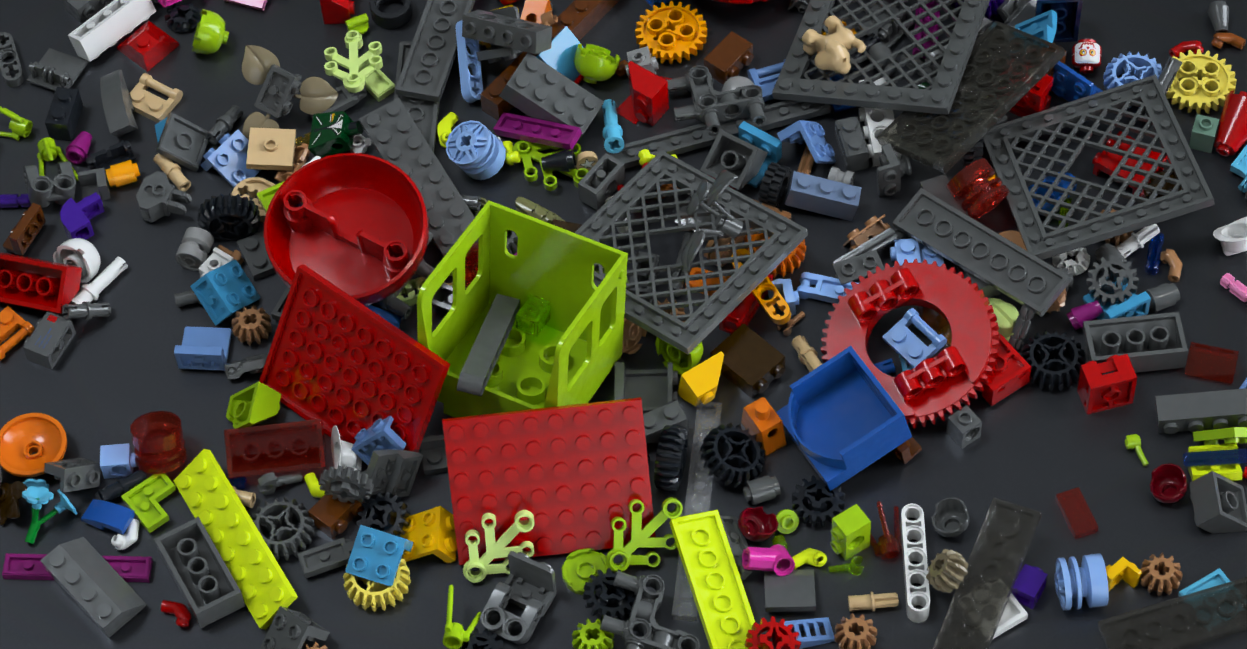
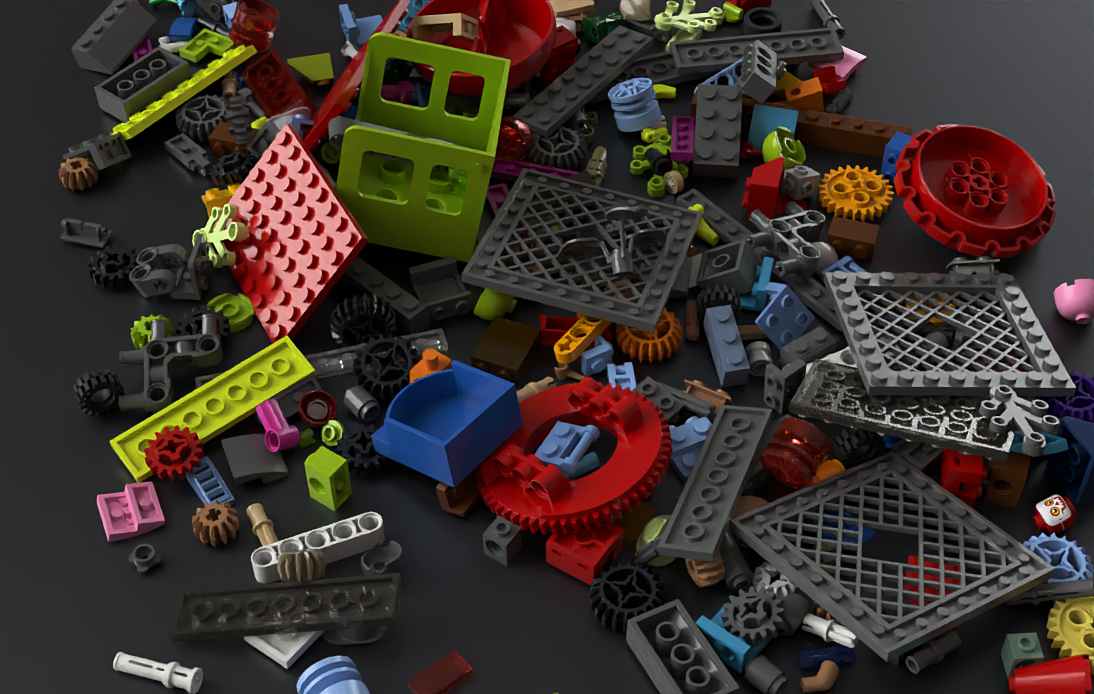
camera: 65 degrees right, 10 degrees down
(329, 248) = (463, 26): none -> tan panel
(377, 555) = (193, 162): dark azure bracket -> none
(378, 594) = (173, 184): light yellow gear -> none
(454, 632) = (122, 238): lime plant -> none
(548, 19) = (795, 101): medium nougat hand -> none
(601, 181) = (654, 187): dark grey brick -> none
(612, 131) = (711, 183): medium azure pin -> none
(641, 538) = (243, 322): lime plant -> none
(701, 381) = (458, 317): yellow slope -> none
(810, 557) = (297, 460): neon yellow arm -> none
(833, 46) = (895, 286): tan animal -> none
(855, 570) = (300, 498): clear neon green hand -> none
(888, 546) = (335, 513): clear red plant -> none
(993, 29) = (1005, 398): none -> dark grey plant
(1029, 585) = (320, 647): dark purple brick -> none
(1071, 84) = (1005, 513): blue bracket -> none
(1085, 312) = (698, 604): magenta cone -> none
(1107, 384) = (611, 648): red piece -> none

